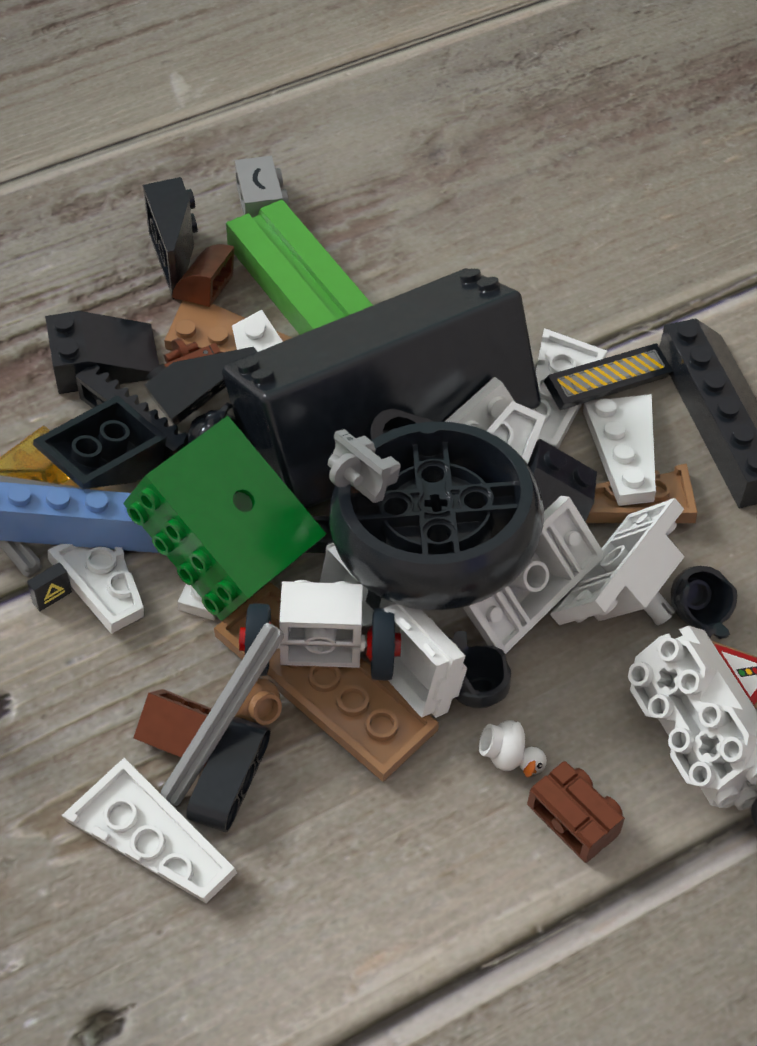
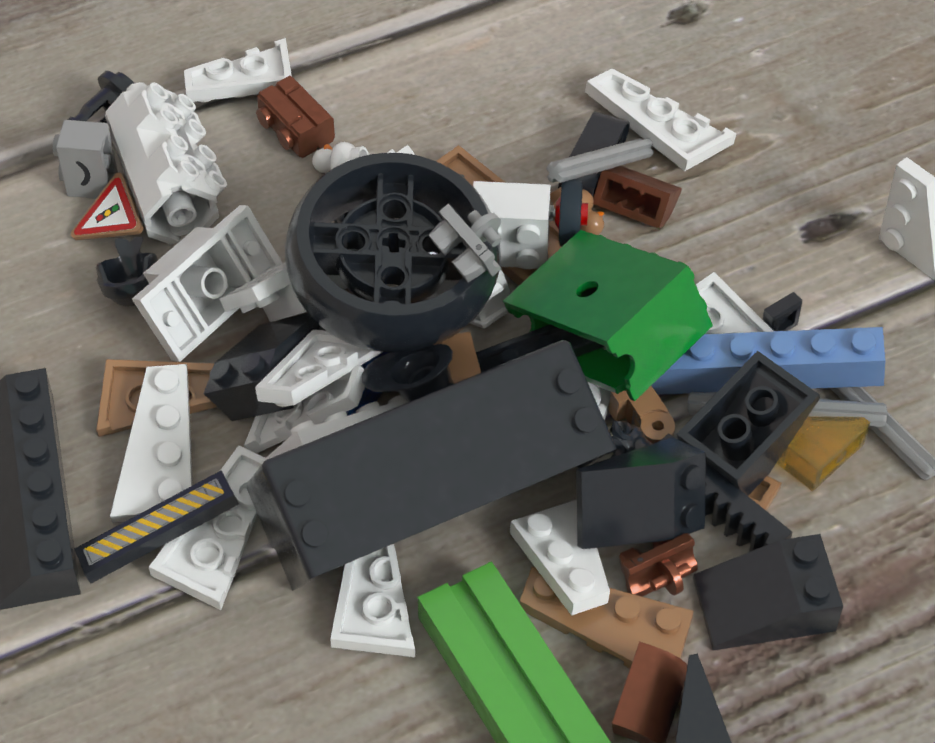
camera: 175 degrees left, 0 degrees up
(649, 878) = (238, 77): none -> white wing

